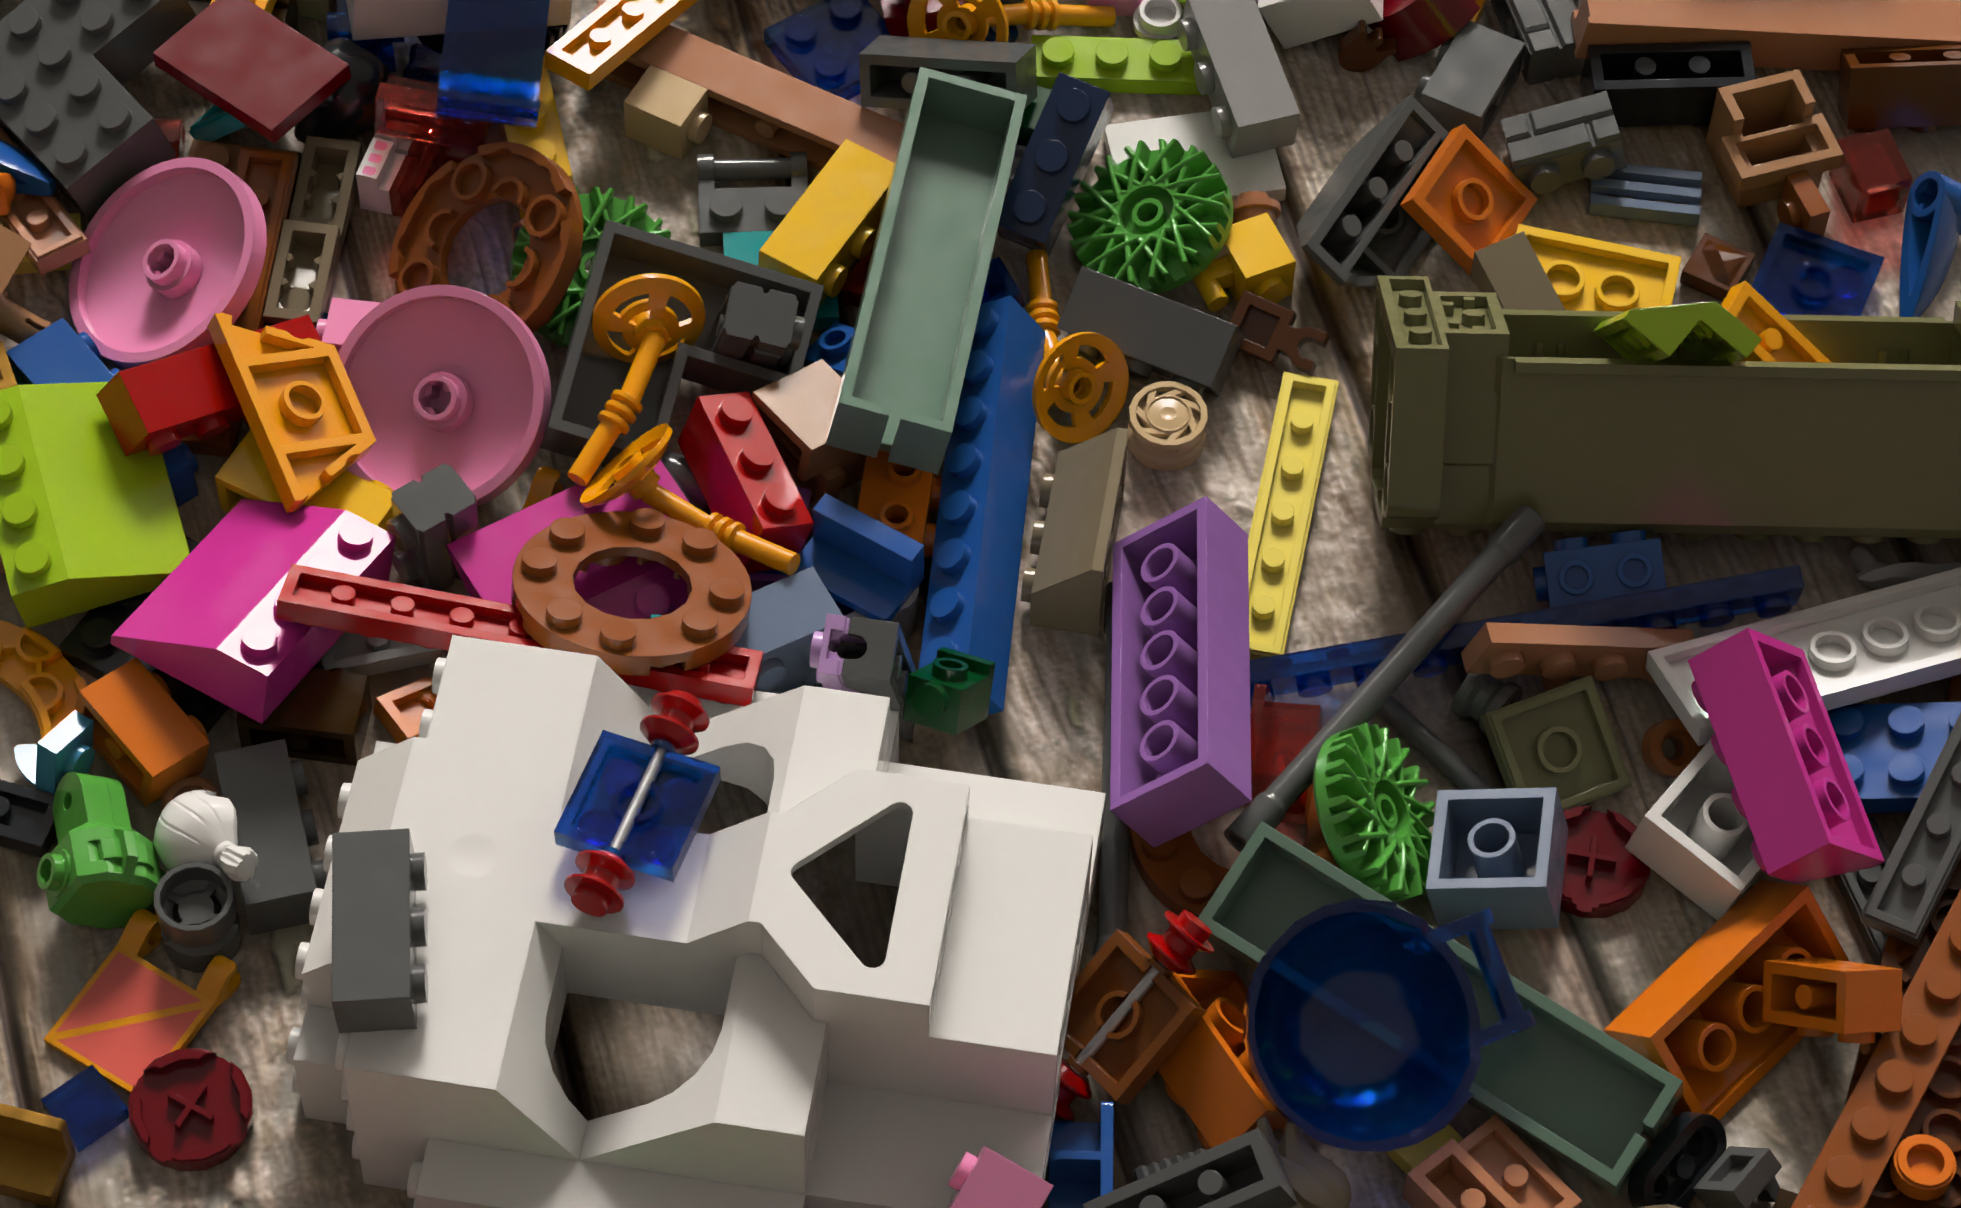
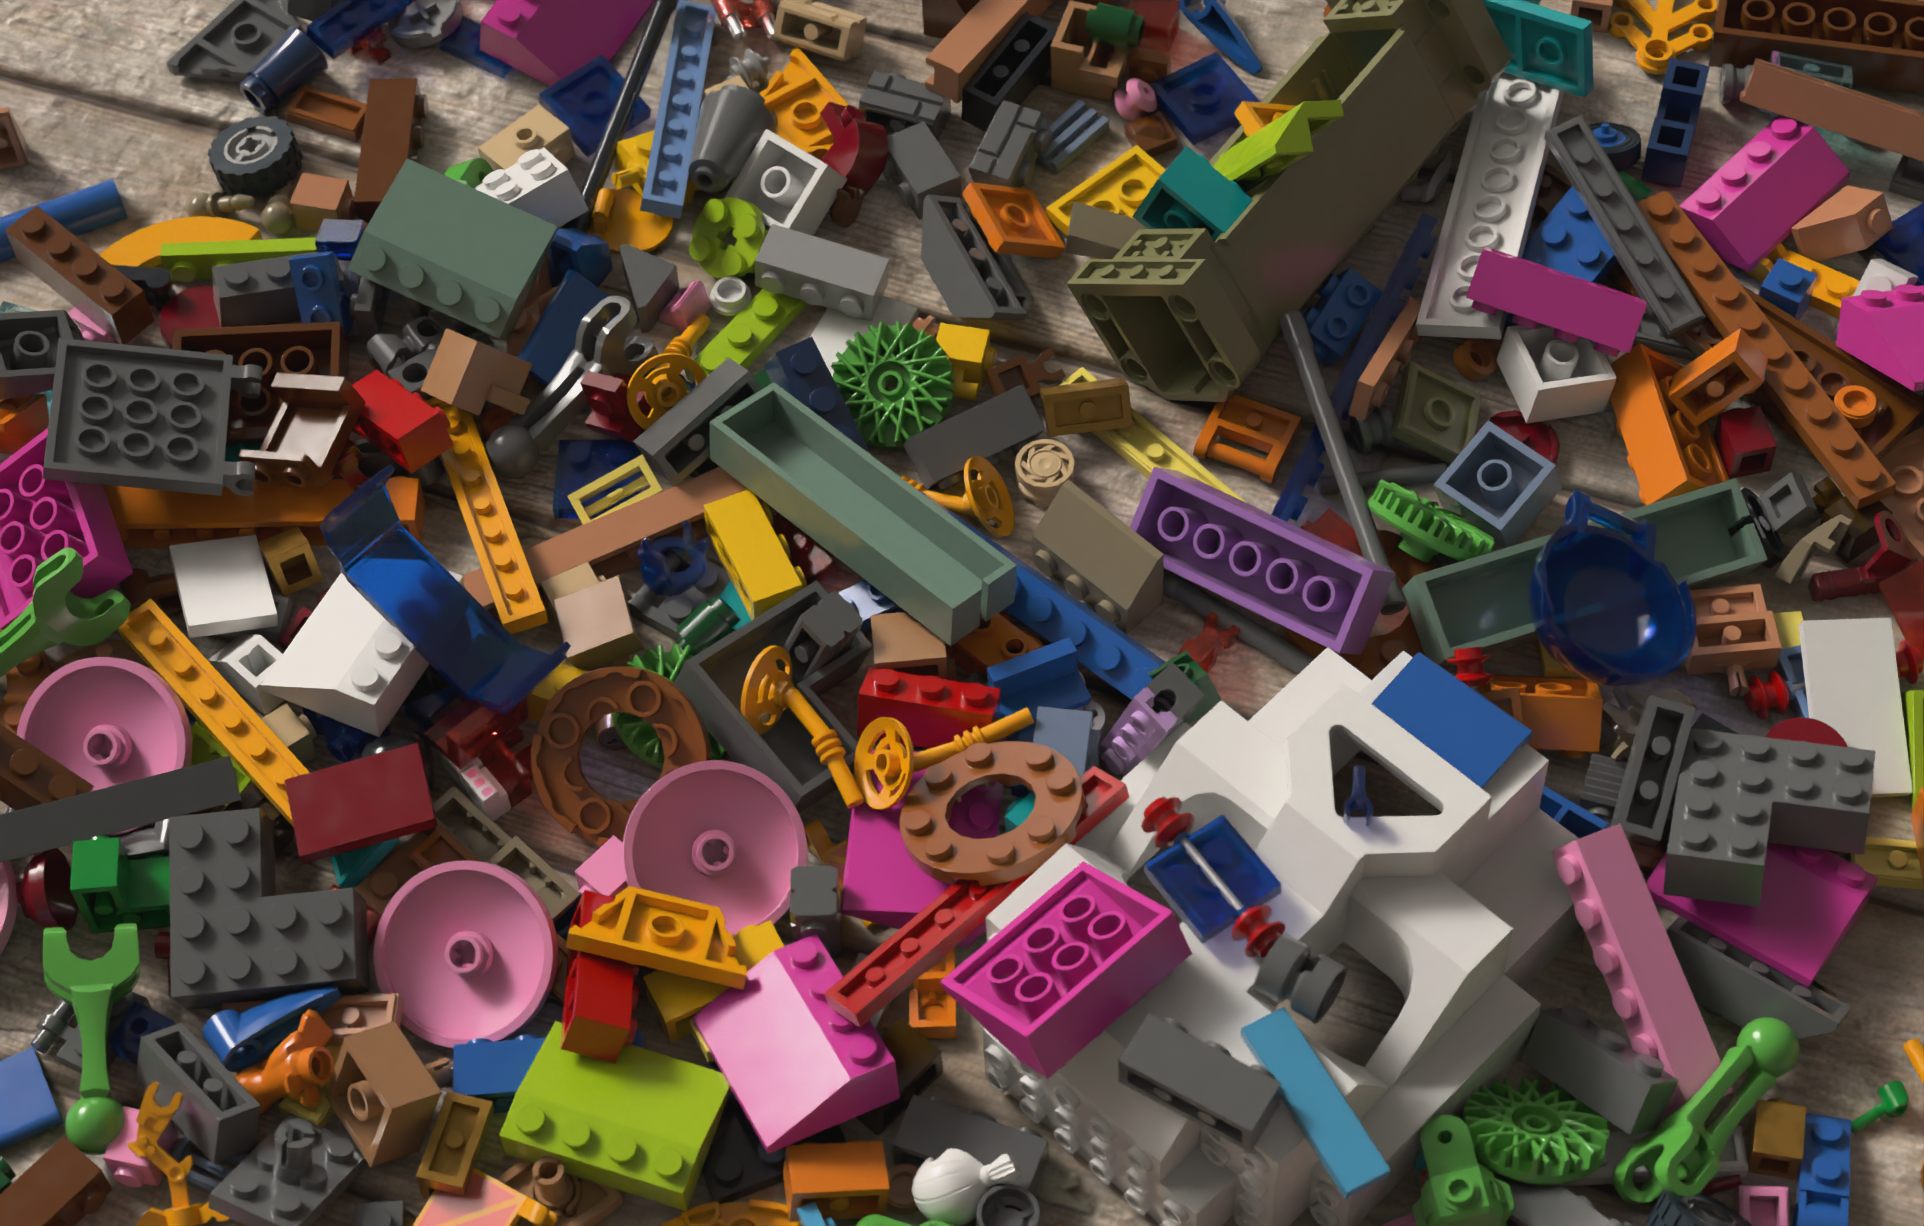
camera: 50 degrees left, 0 degrees up
(427, 735) = (1068, 967): none -> dark pink slope
(434, 1057) = (1316, 1103): none -> dark azure tile
(564, 951) = (1303, 980): none -> dark grey wheel
(632, 146) = (599, 626): none -> plate
(718, 232) = (707, 625): none -> dark green brick
(746, 178) = (655, 568): none -> clear blue piece
(802, 869) = (1358, 797): none -> clear blue hand
(817, 46) = (610, 480): none -> light yellow tile
(1020, 925) = (1452, 719): none -> blue piece
(1046, 701) = (1210, 643): none -> clear red plate
(1276, 408) = (1087, 407): none -> pearl gold panel
(1393, 577) = (1253, 426): none -> orange plate
(1557, 304) = (1192, 197): none -> teal brick
(1746, 221) = (1135, 100): none -> bright pink wheel
(1792, 1086) = (1744, 441): none -> dark red brick
(1798, 130) = (1115, 26): none -> dark green brick

